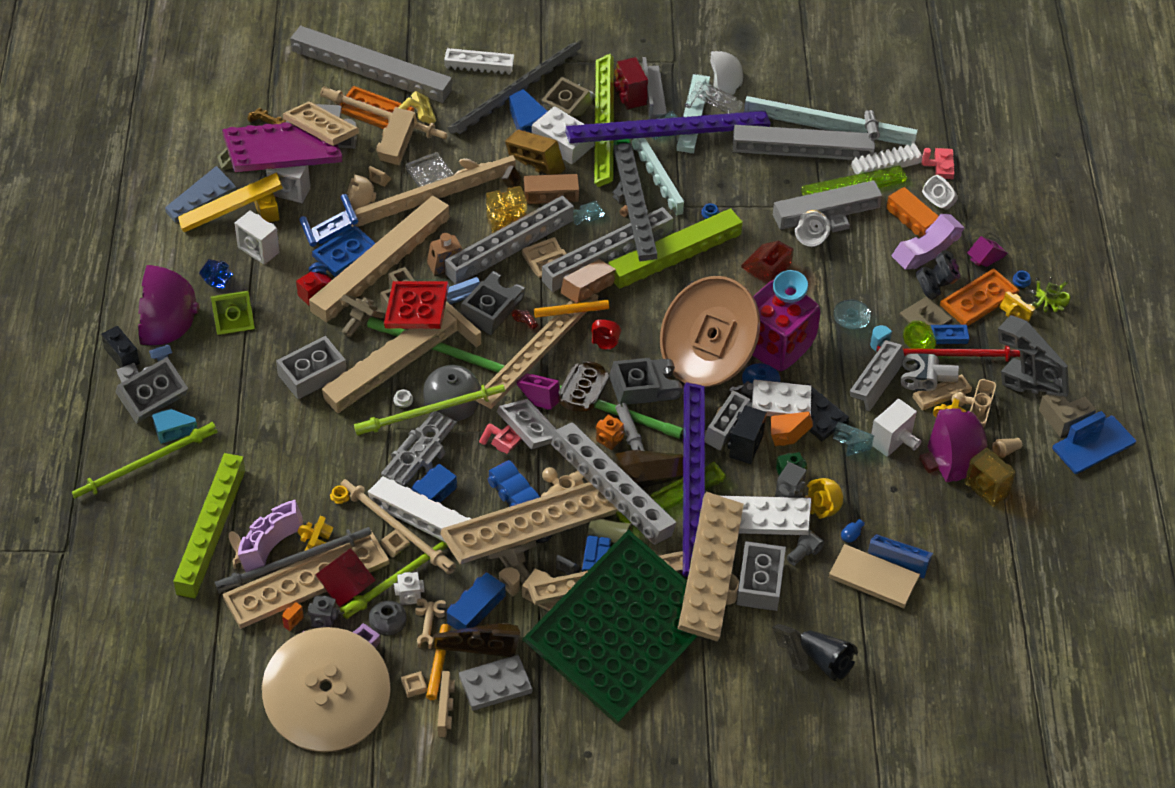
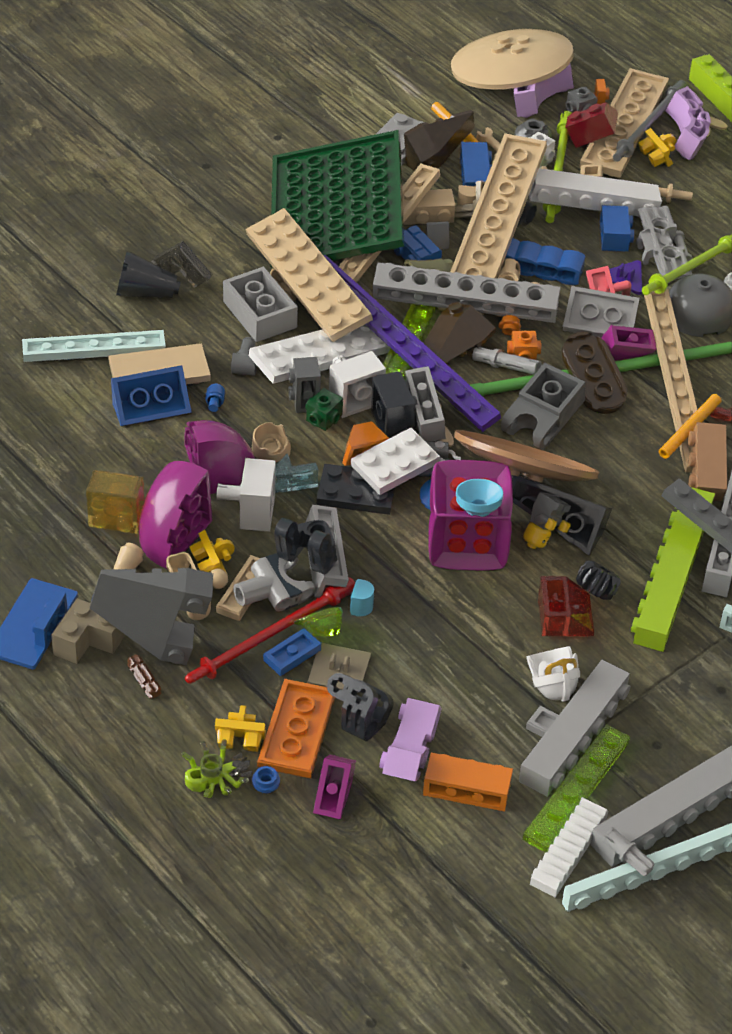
camera: 140 degrees right, 5 degrees down
(339, 491) = (682, 184): yellow plate -> none
(414, 684) = (458, 105): tan tile -> none
(445, 704) = (418, 100): tan tile -> none
(466, 455) = (630, 272): none -> dark purple piece
(605, 334) = (633, 430): red hair -> none
(709, 210) = (690, 638): blue plate -> none
(733, 260) = (598, 580): none -> black gear
(755, 466) = (353, 380): none -> white brick
(825, 497) = (265, 400): yellow cylinder -> none
(846, 471) = (270, 442): none -> tan hair
(852, 314) = (416, 605): clear light blue dish -> none
(891, 360) = (313, 535): none -> black piece
(895, 469) = (217, 450): none -> magenta brick
(906, 625) = (91, 345): none -> light aqua plate
(940, 192) = (461, 830): white piece -> none
(943, 162) = (501, 894): coral plate -> none

